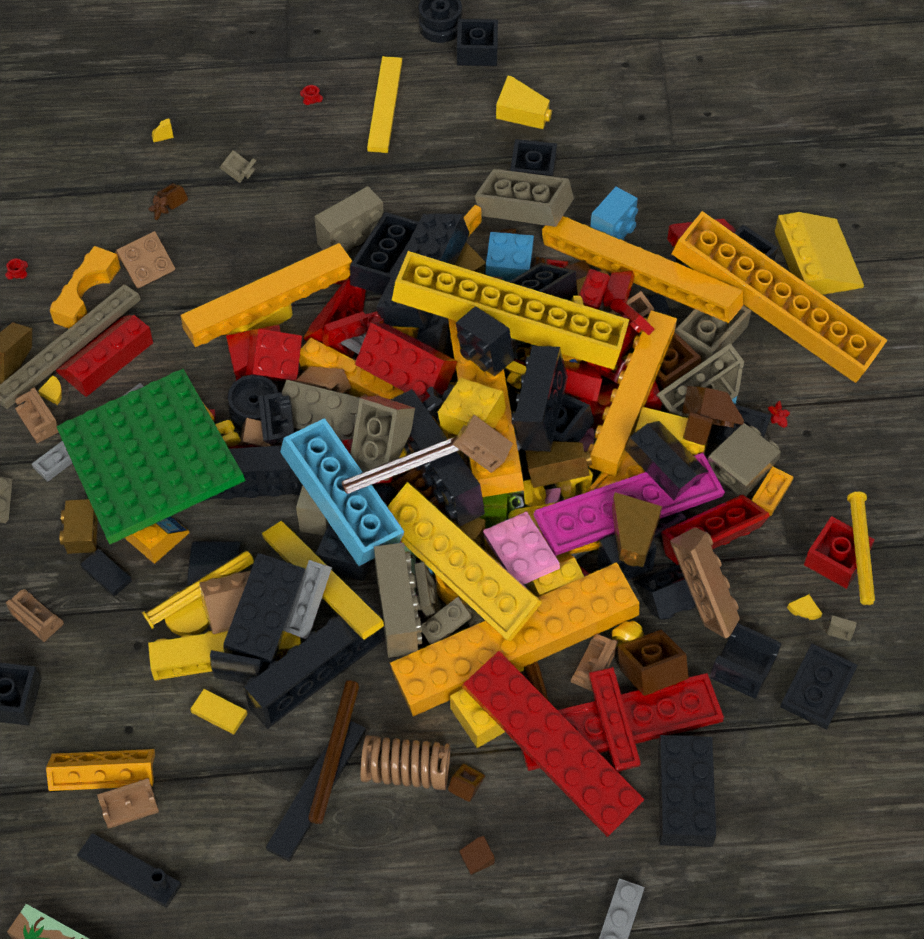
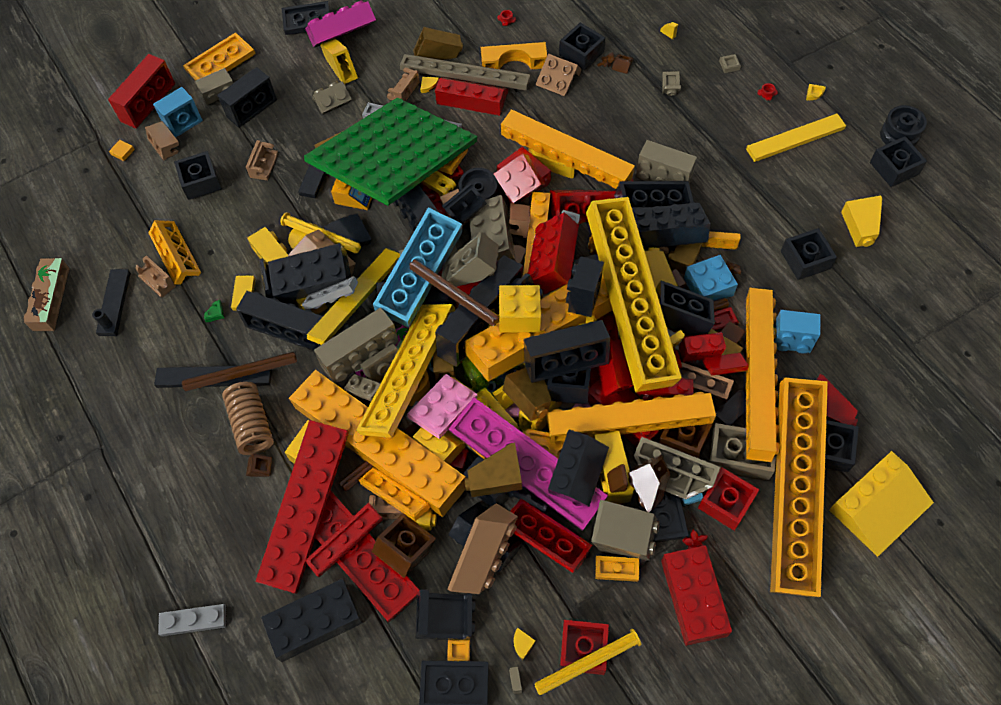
camera: 65 degrees right, 5 degrees up
(126, 216) = (582, 46): none -> black brick
(224, 754) = (215, 312): none -> green tile
(248, 106) = (730, 63): none -> dark tan tile
(339, 59) = (815, 92): none -> yellow tile
(349, 327) = (562, 204): red hinge -> none
(477, 855) = (204, 500): reddish brown slope -> none
(483, 444) = (487, 326): medium nougat hinge -> none
(524, 197) = (768, 261): dark tan brick -> none
(586, 649) = (394, 494): none -> light orange tile
(636, 321) = (693, 382): red plate -> none
(761, 363) = (728, 499): none -> red brick
(784, 669) = (458, 650): none -> light orange tile
(832, 439) = (696, 595): none -> red brick

